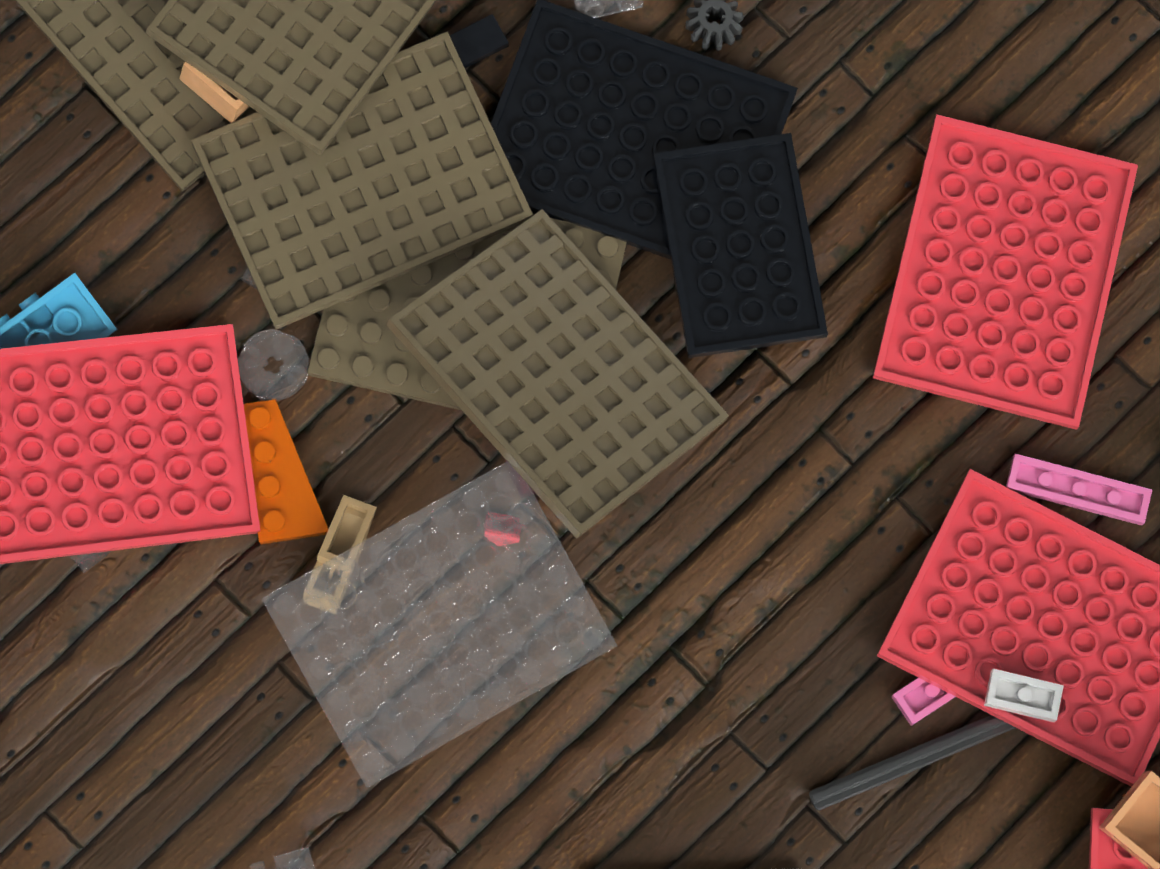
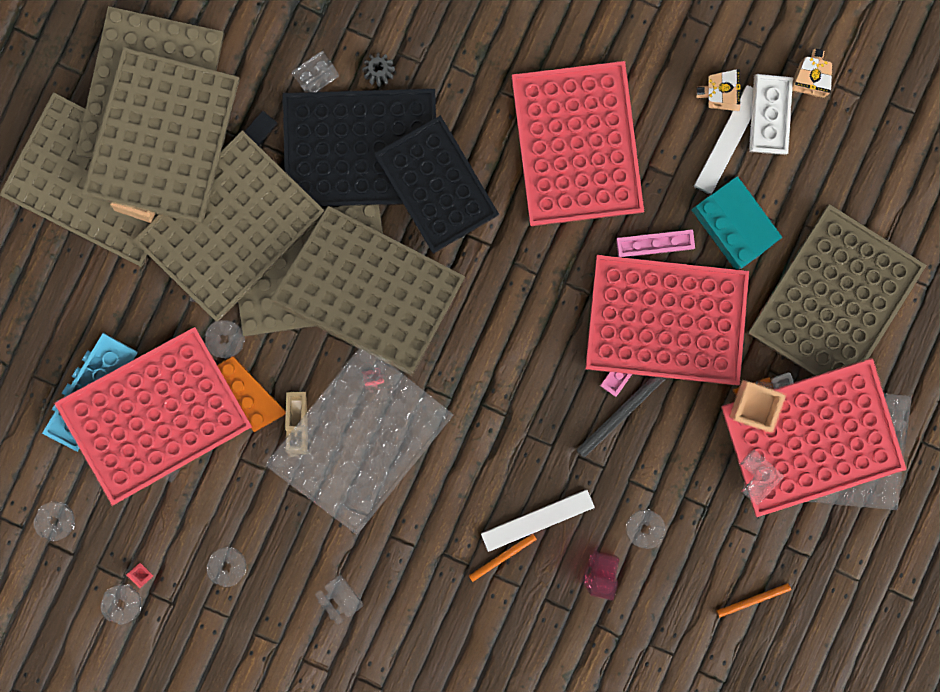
camera: 20 degrees left, 10 degrees up
(101, 741) = (230, 556): none -> clear plate
(1023, 695) = (666, 362): white plate -> none

